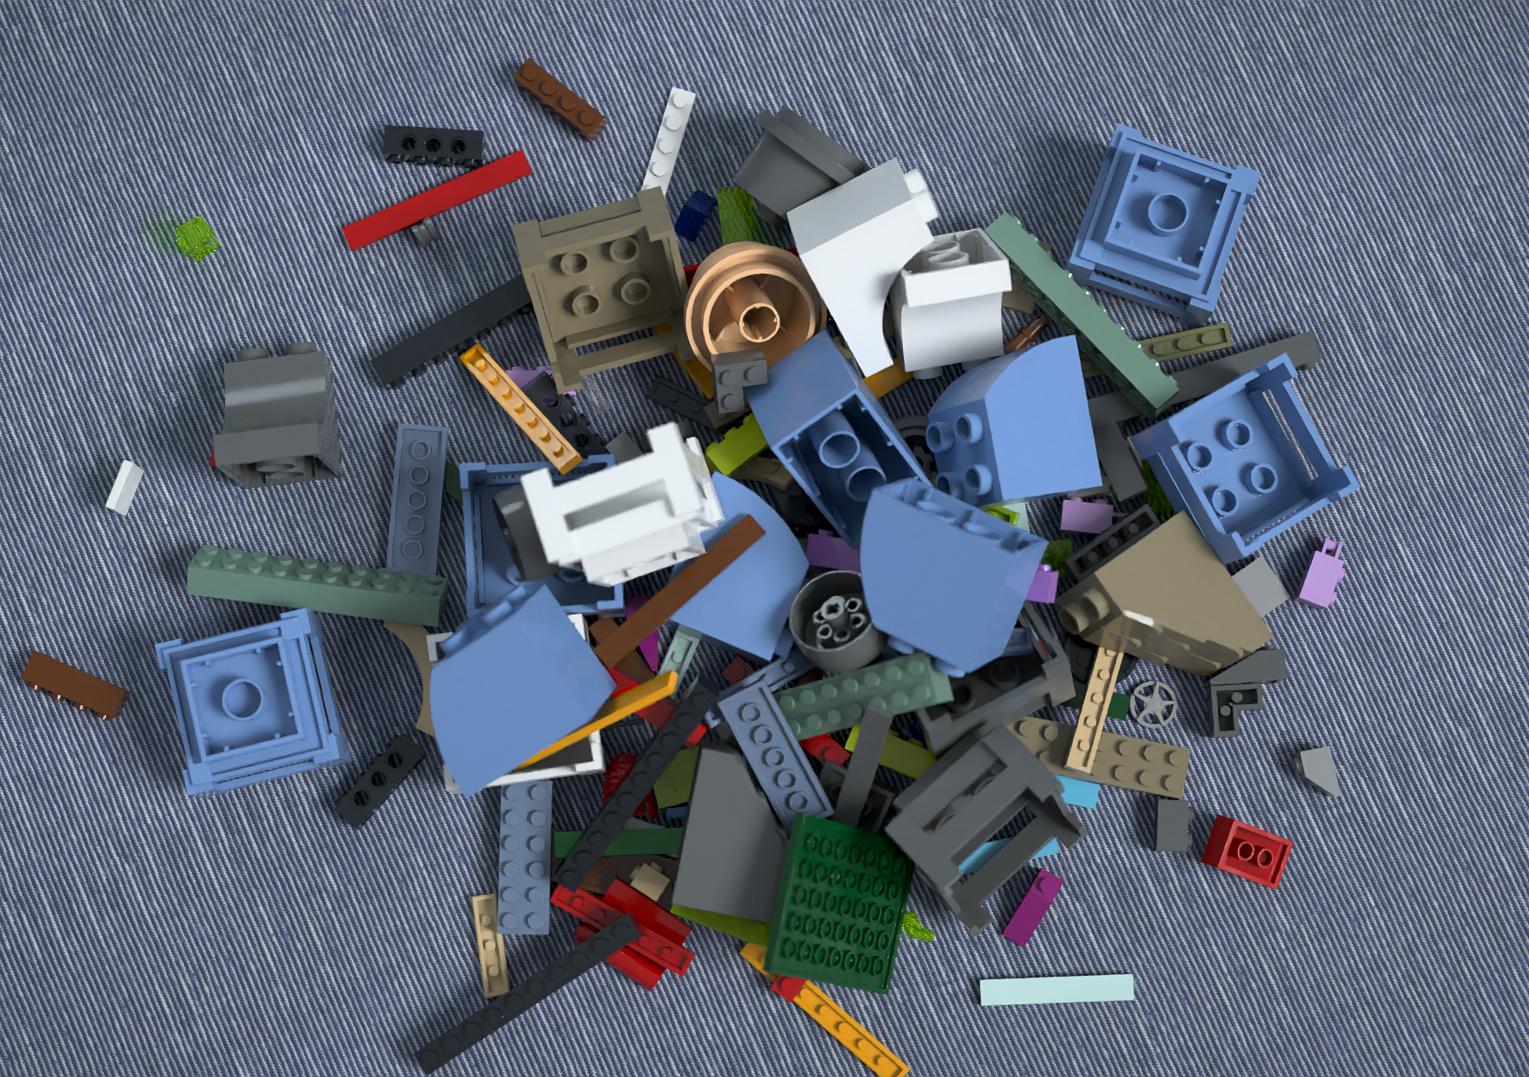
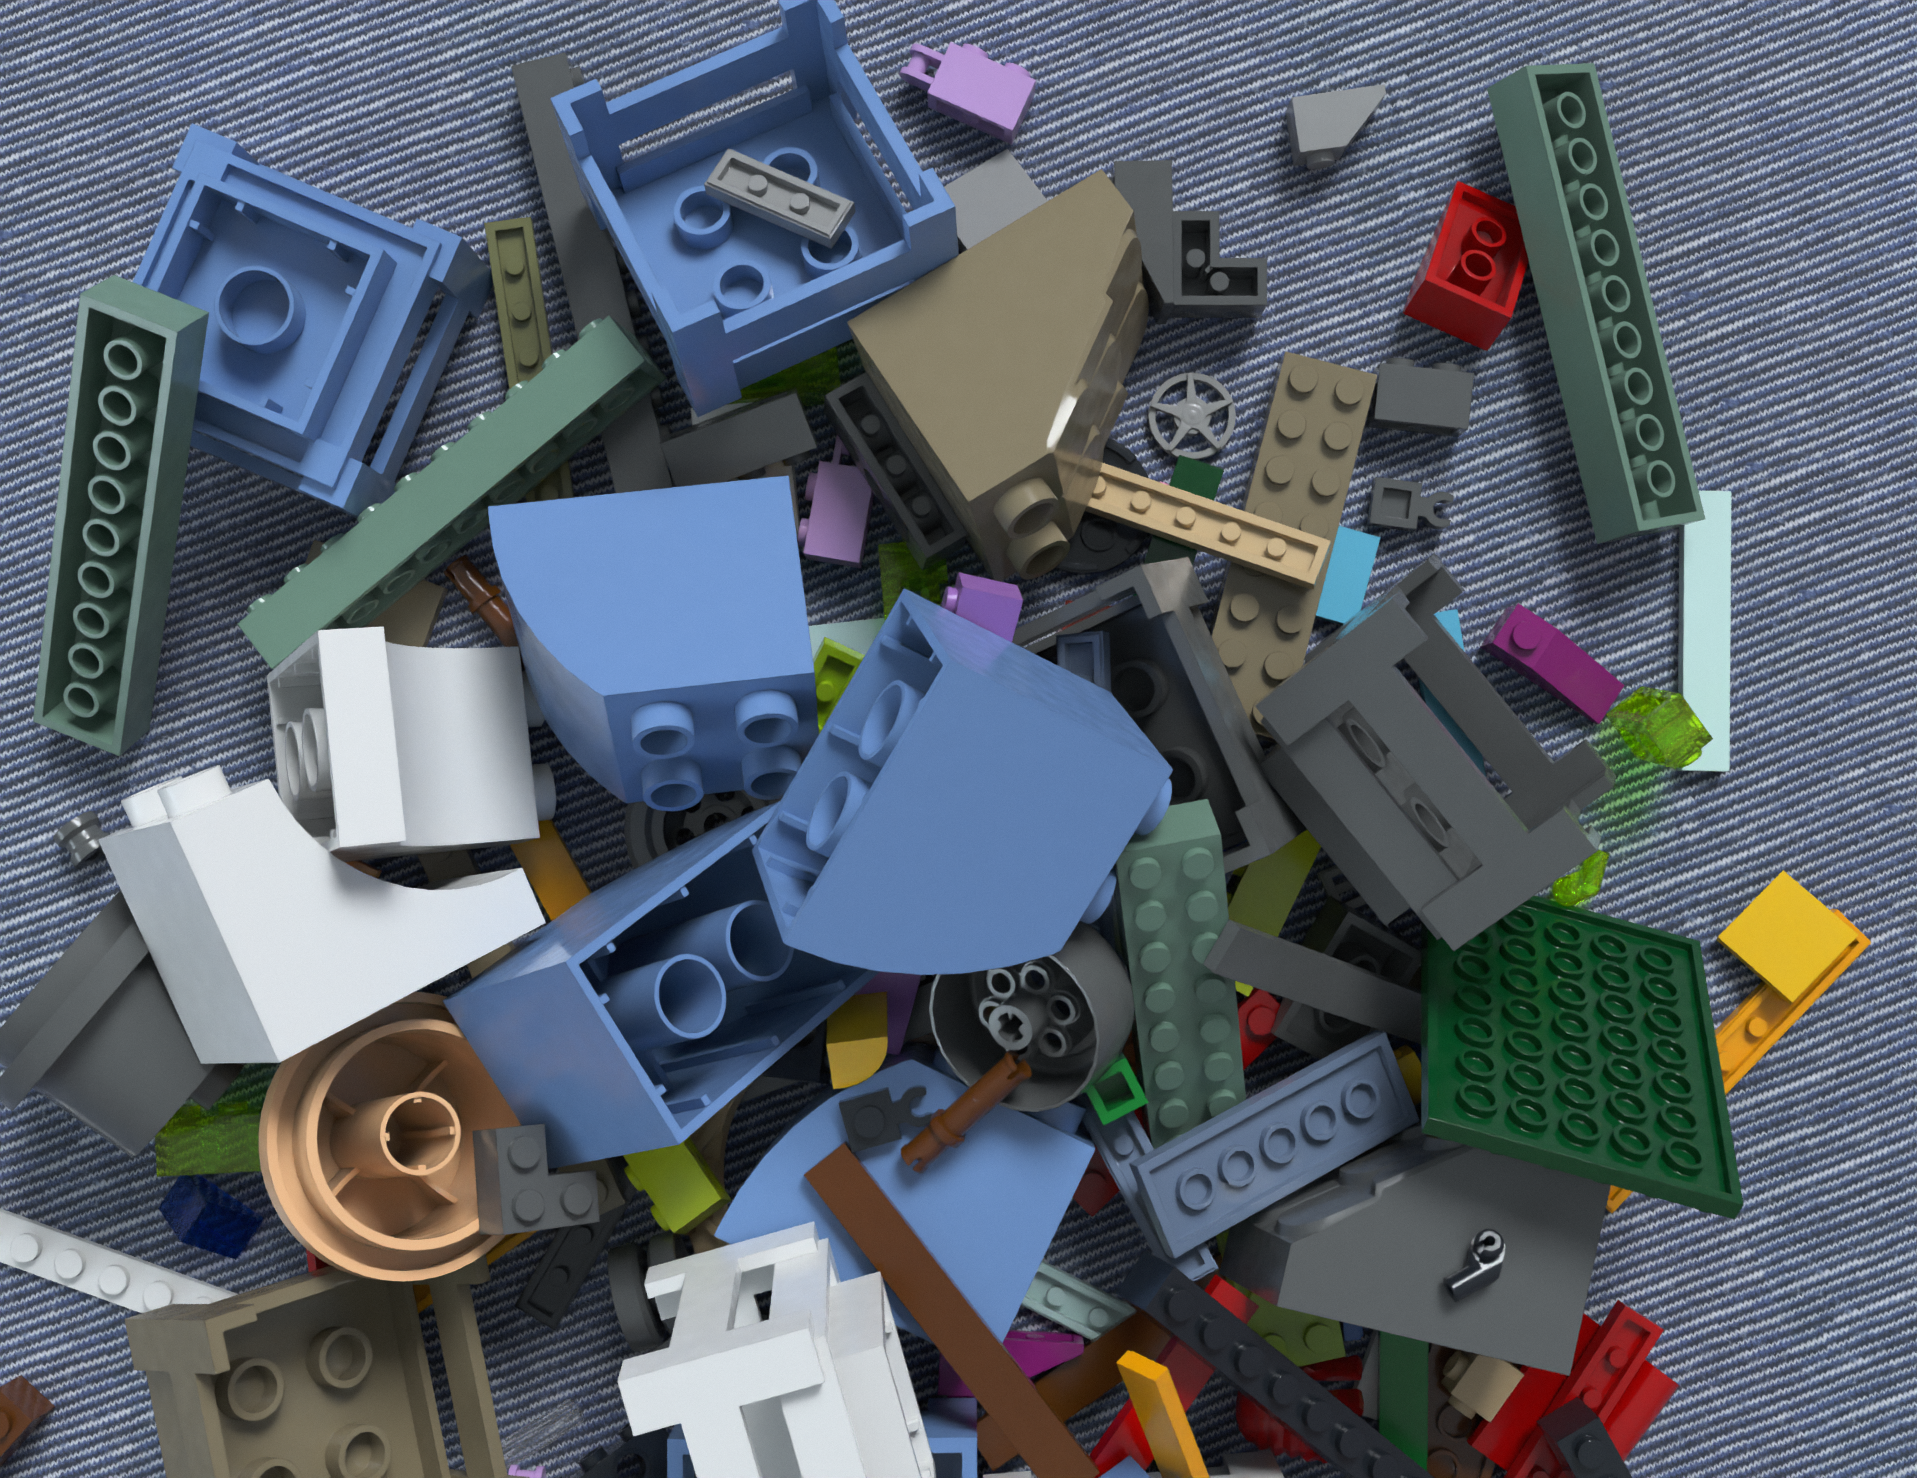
camera: 80 degrees left, 5 degrees up
(727, 853) = (1481, 1267): none -> black arm
(778, 584) = (950, 1126): none -> reddish brown pin
(779, 548) = (875, 1118): none -> black plate
(799, 669) = (1116, 1092): none -> green brick
(817, 537) = (857, 1038): none -> yellow brick
(886, 138) = (81, 839): none -> dark grey wheel
(893, 1040) = (1787, 937): none -> yellow tile
(1002, 961) = (1660, 727): none -> clear neon green brick
(1055, 150) = (118, 511): none -> sand green brick
(1113, 817) = (1400, 505): none -> dark grey plate
(1230, 915) = (1595, 301): none -> sand green brick
(1248, 473) = (780, 198): none -> light grey tile

